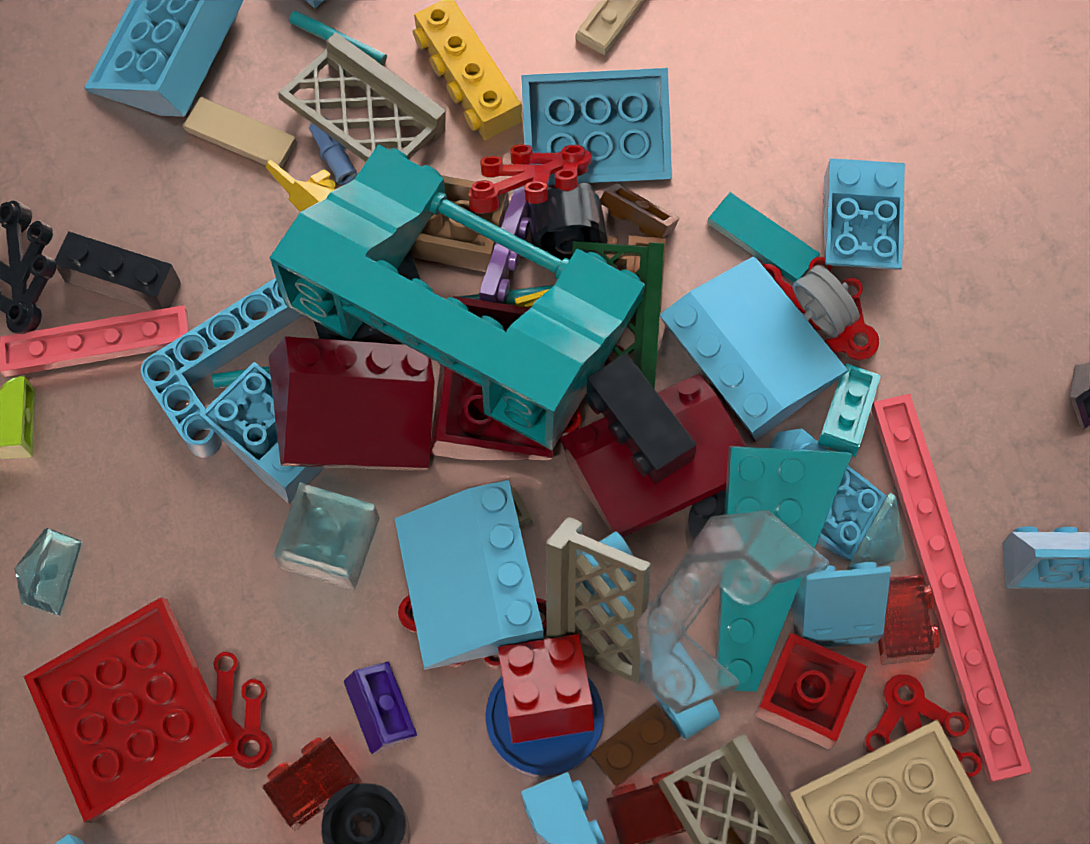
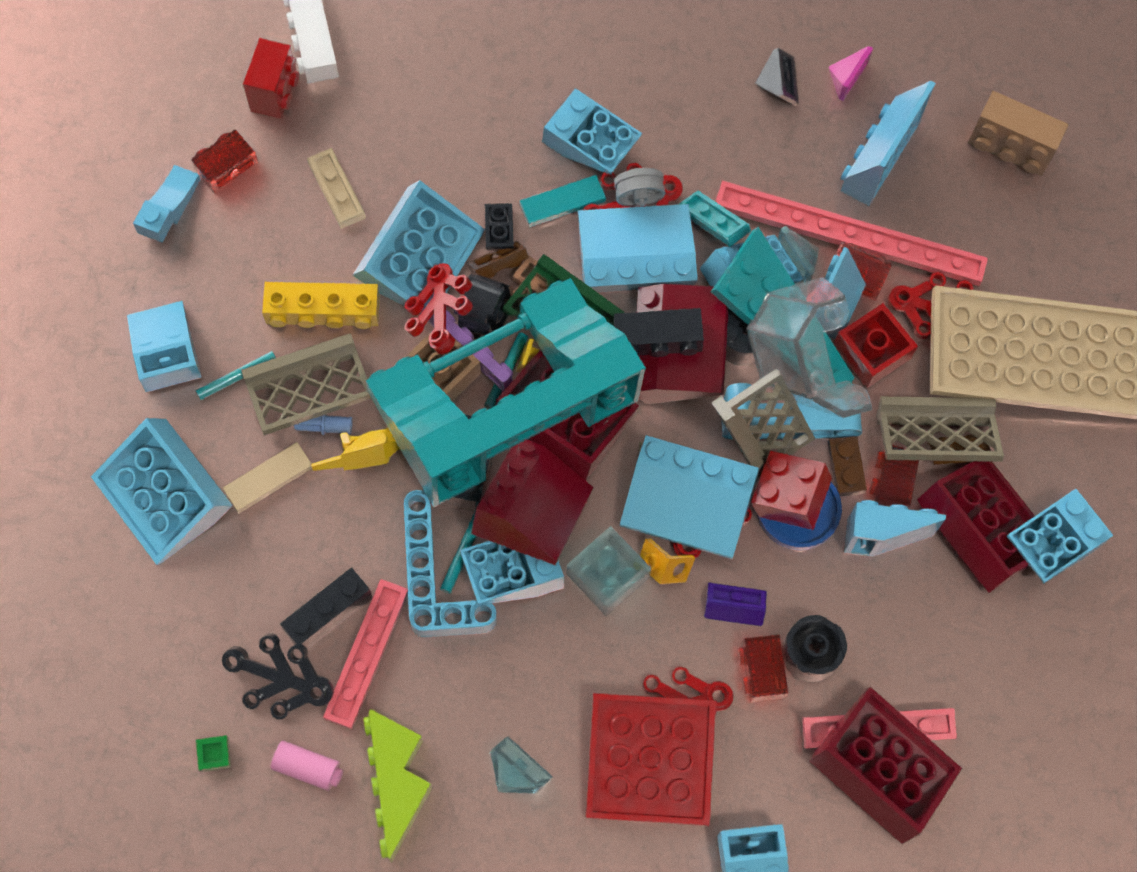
camera: 65 degrees left, 0 degrees up
(368, 596) = (664, 564): none -> light orange bracket
(681, 190) = (499, 226): none -> black slope

